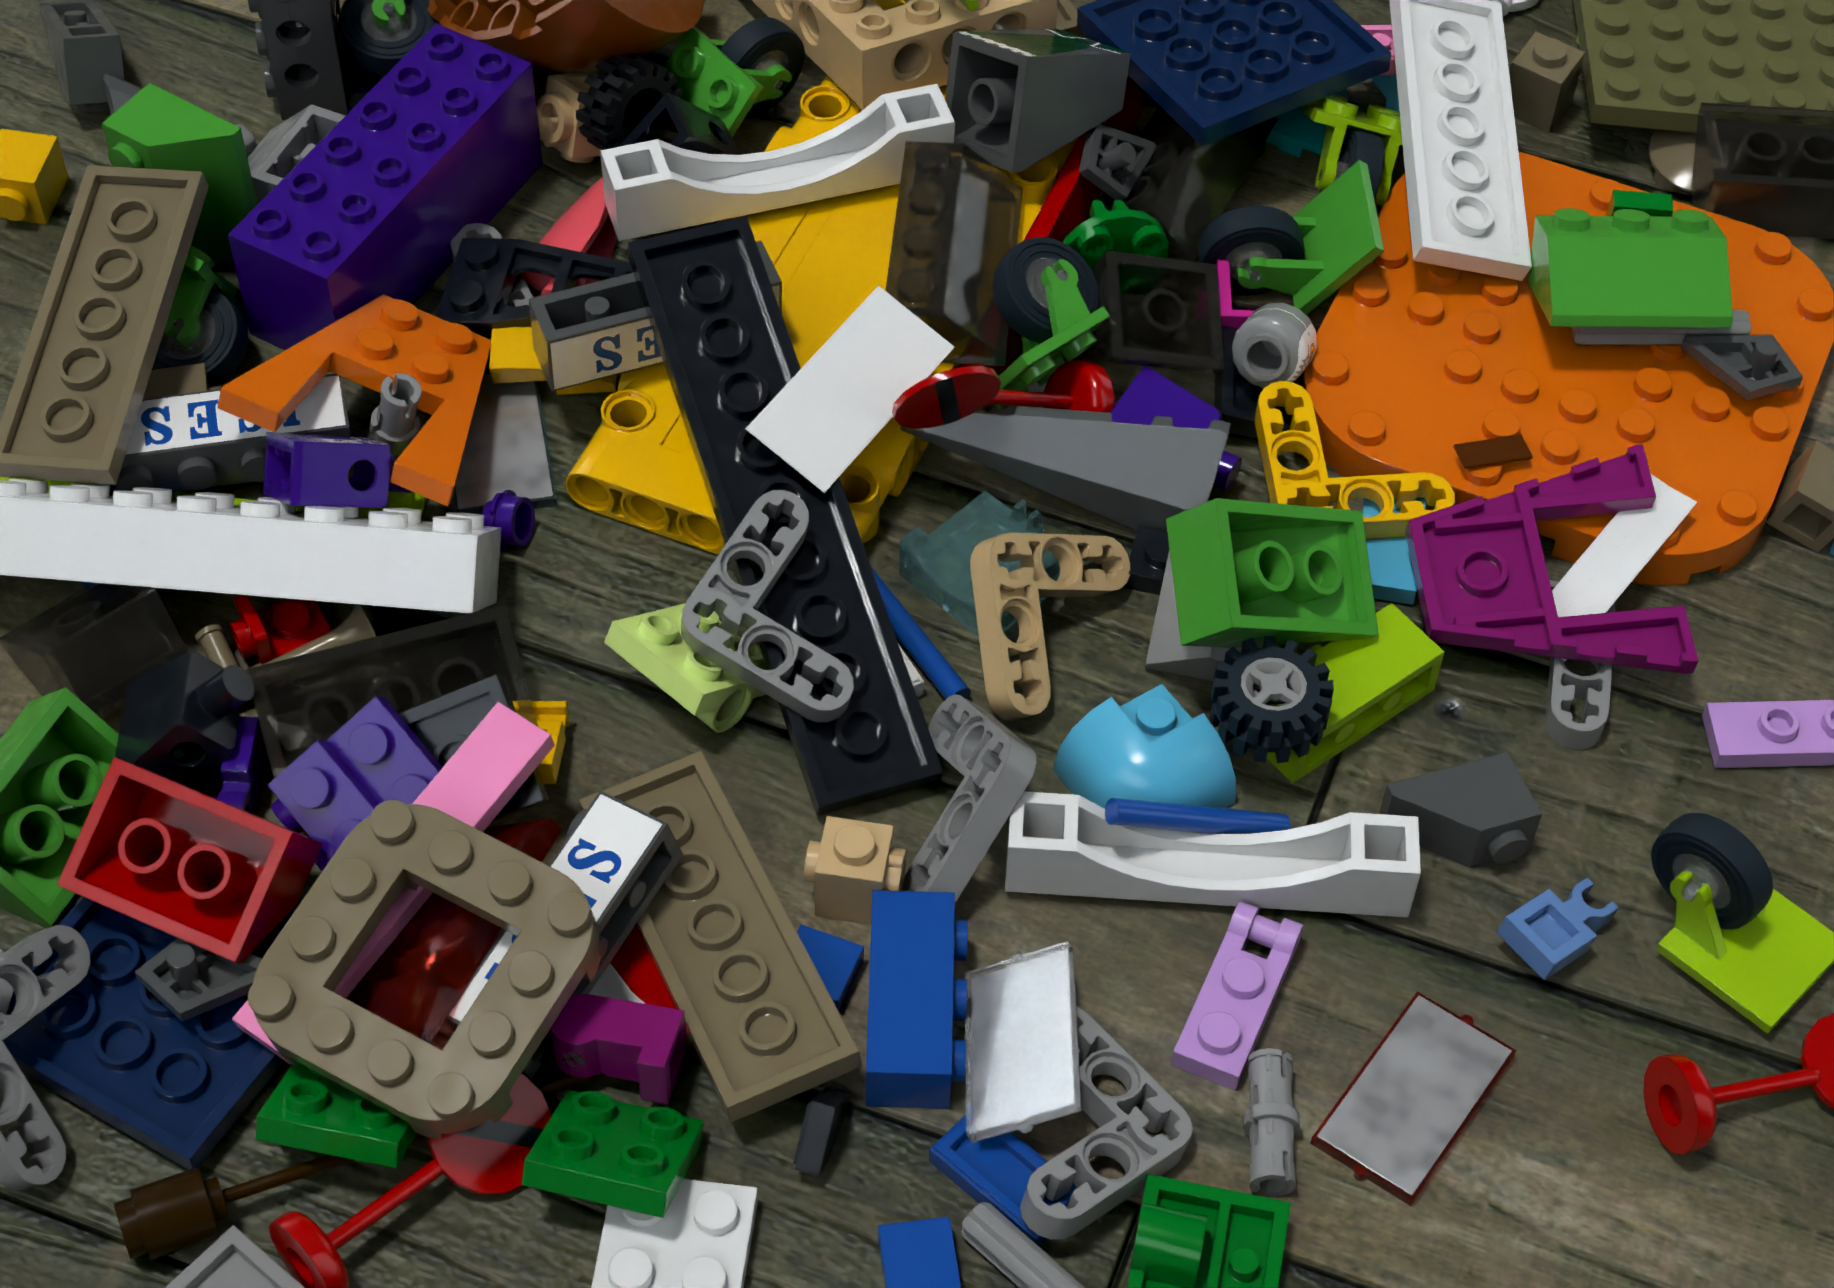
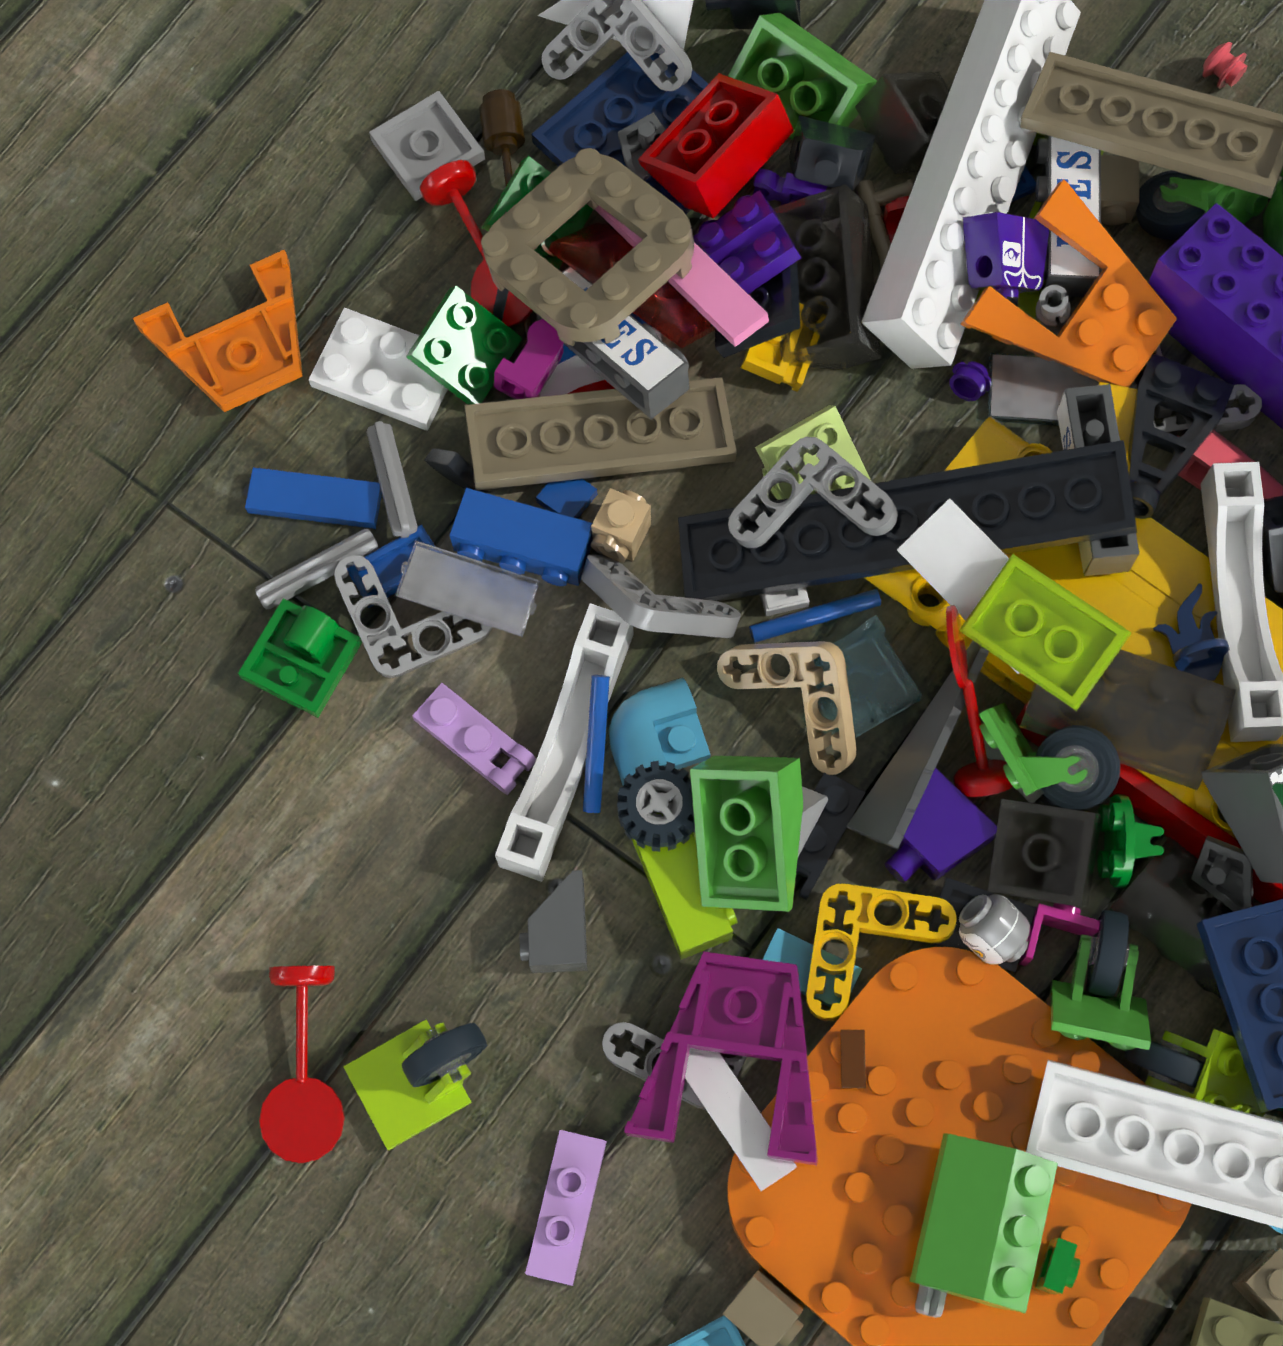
camera: 110 degrees right, 20 degrees up
(838, 217) = (1195, 648): none -> dark blue piece
(868, 1207) = (392, 480): none -> light grey axle
(902, 303) = (1045, 632): none -> lime tile
(1271, 1122) = (378, 726): light grey pin -> none
(1413, 1098) = (374, 825): flat silver piece -> none
(1555, 932) = (454, 950): medium blue plate -> none
(1745, 363) = (887, 1297): dark grey piece -> none

